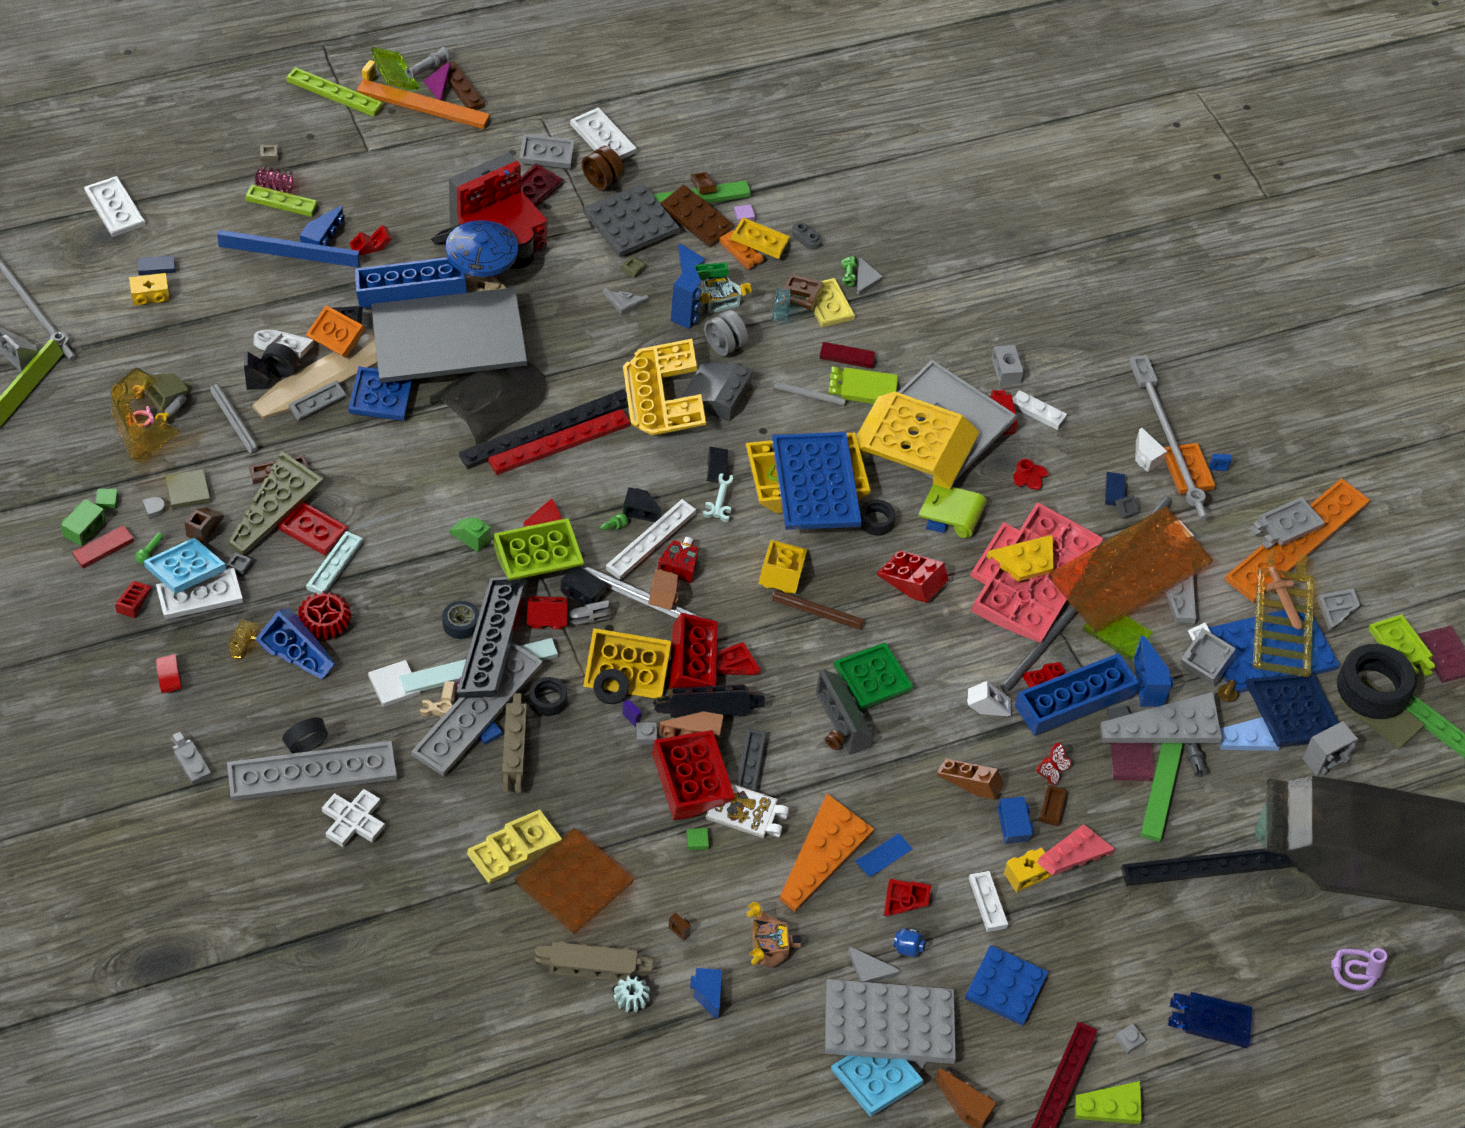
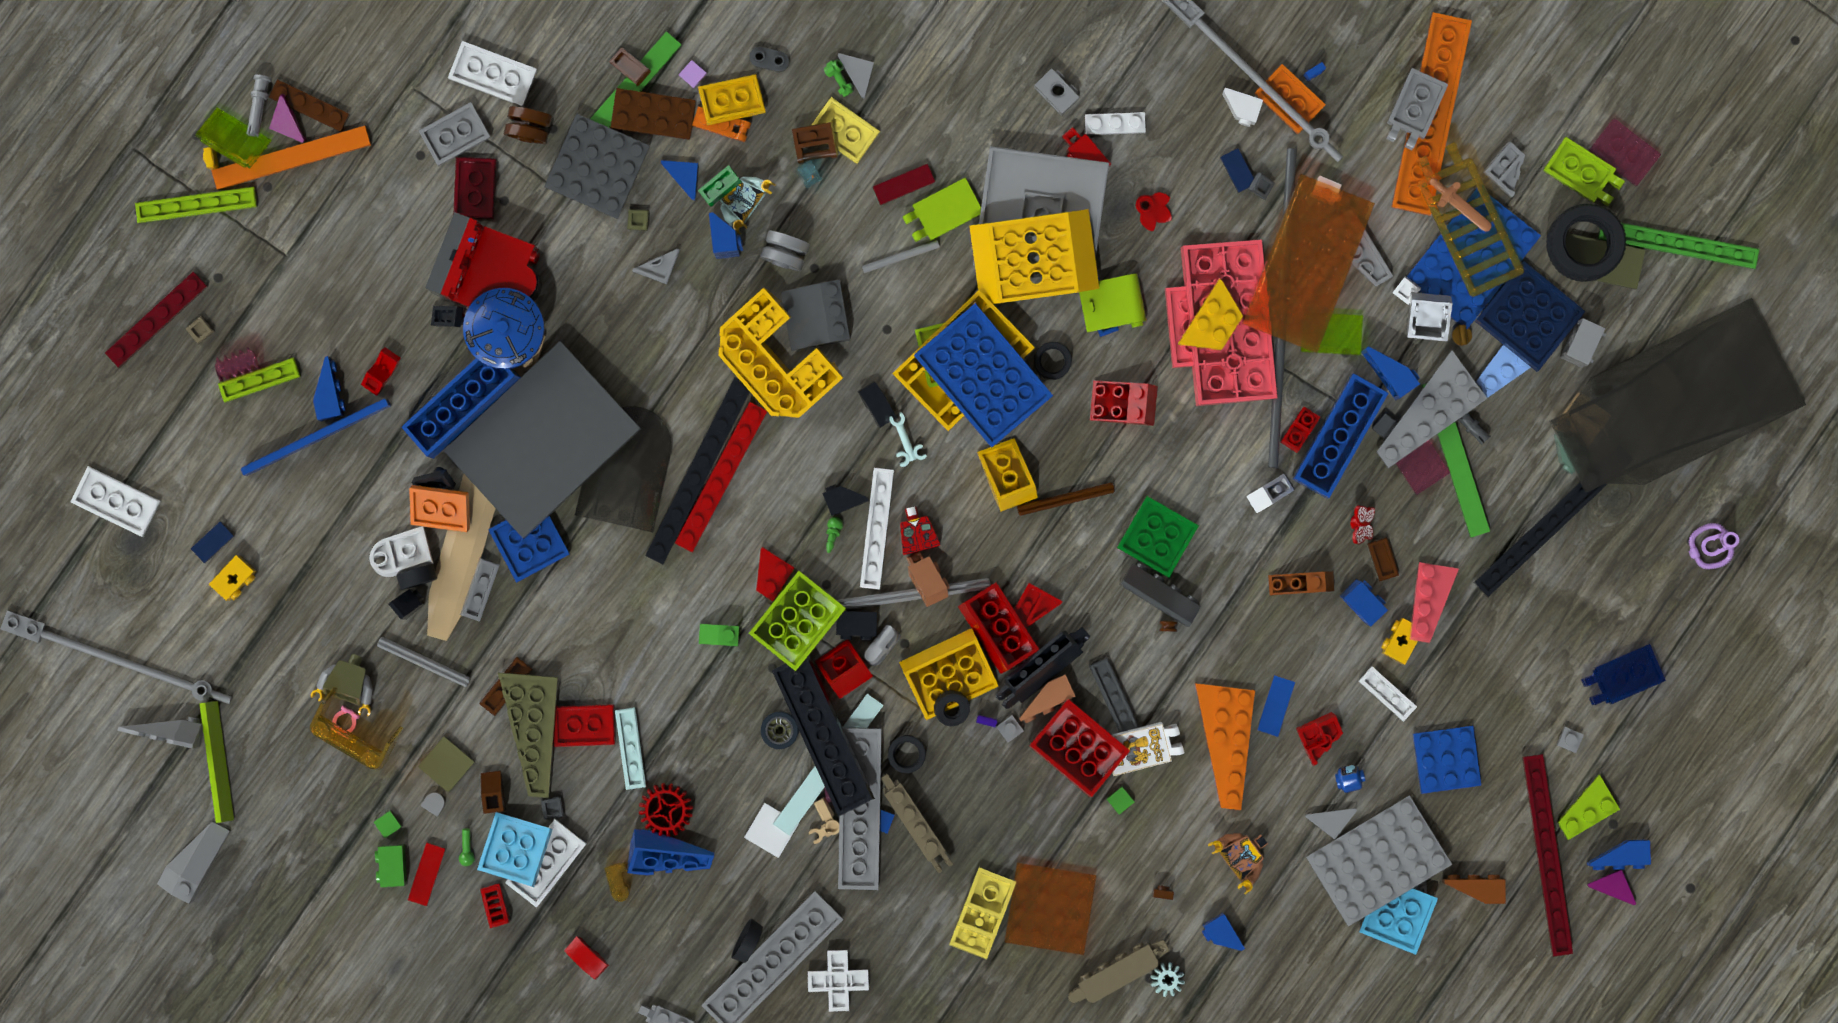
camera: 30 degrees left, 35 degrees up
(245, 131) = (156, 319): none -> dark red plate

